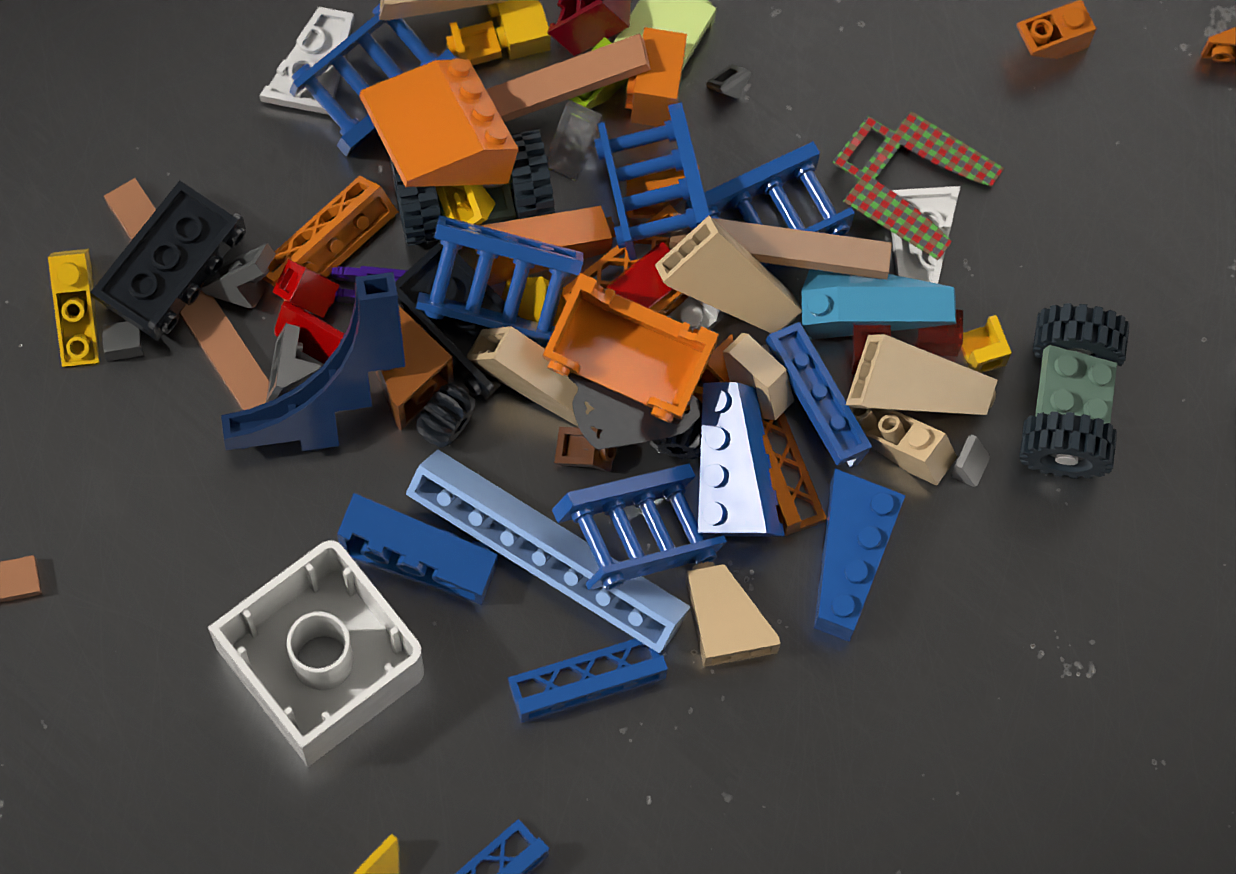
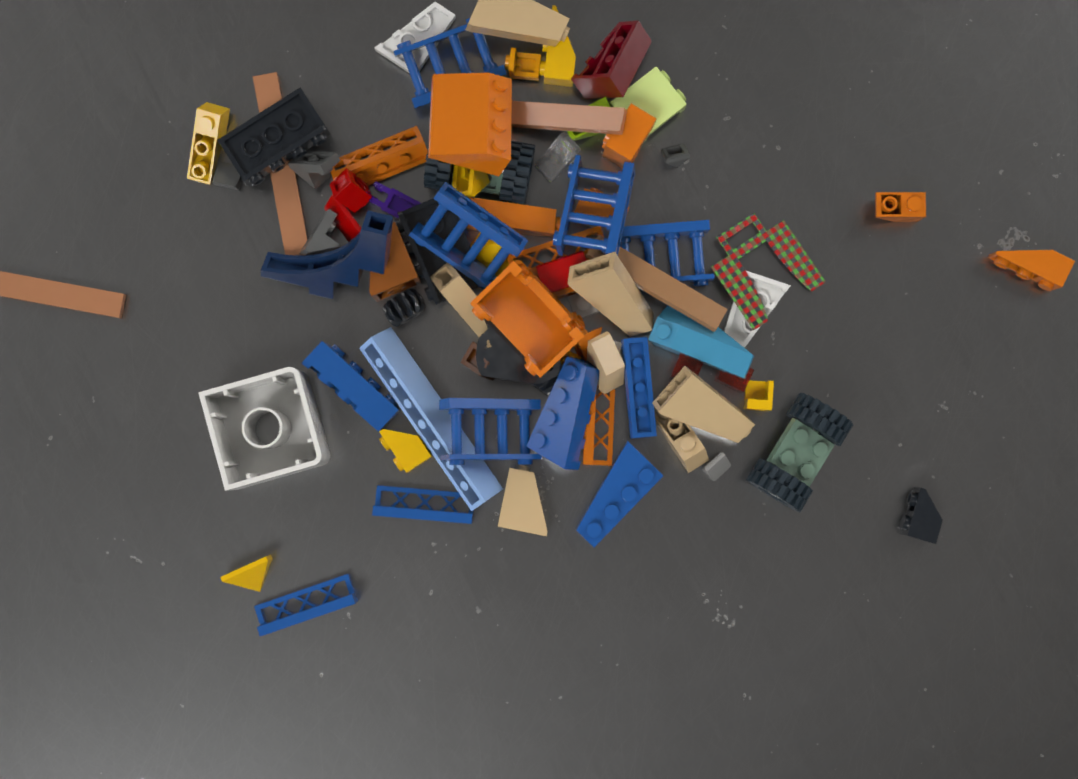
camera: 25 degrees right, 15 degrees up
(529, 606) = (407, 448): none -> yellow slope

